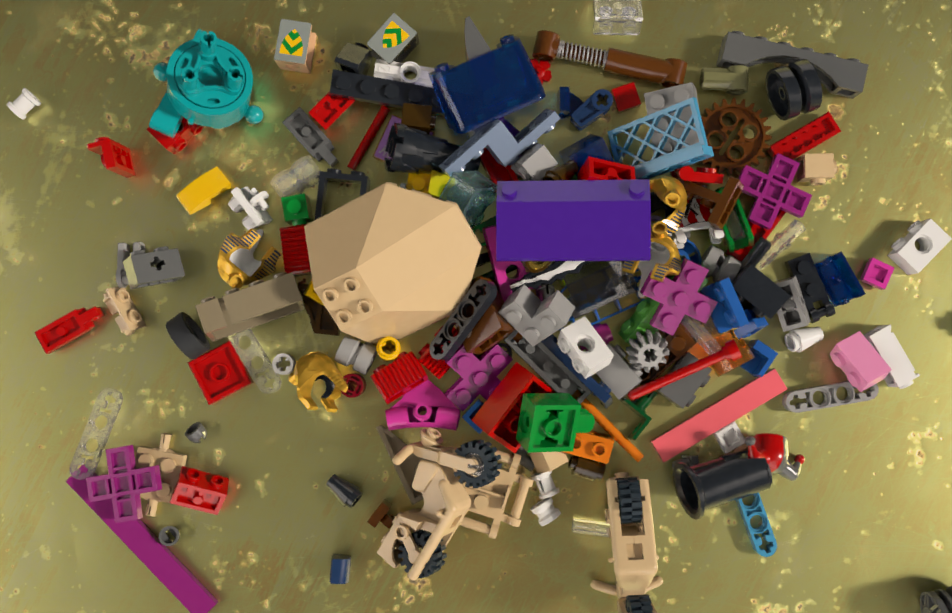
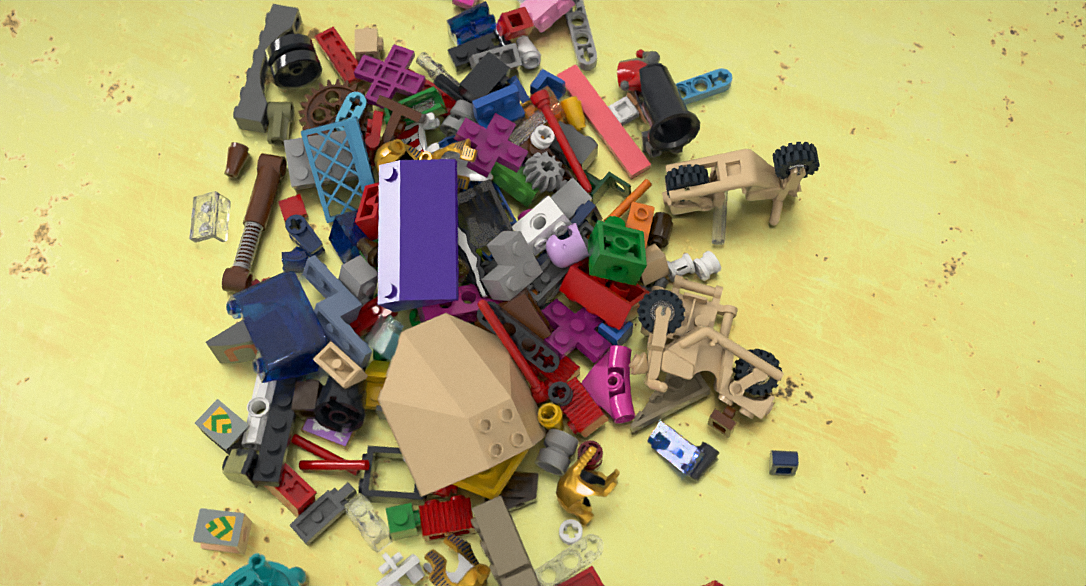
camera: 90 degrees left, 20 degrees down
(352, 145) = (334, 465): none -> red bar
(354, 468) = (676, 448): none -> clear blue hinge
(415, 361) = (564, 387): none -> black bush
(417, 340) = (538, 388): none -> red piece
(438, 146) = (339, 366): none -> tan slope
(553, 372) = (567, 251): none -> lavender helmet
(683, 37) = (235, 159): none -> reddish brown cone
(690, 358) = (536, 138): none -> white bush
(726, 384) = (574, 112): none -> yellow cone
(730, 145) = (347, 105): none -> medium azure beam
(841, 330) = (514, 23): none -> red brick

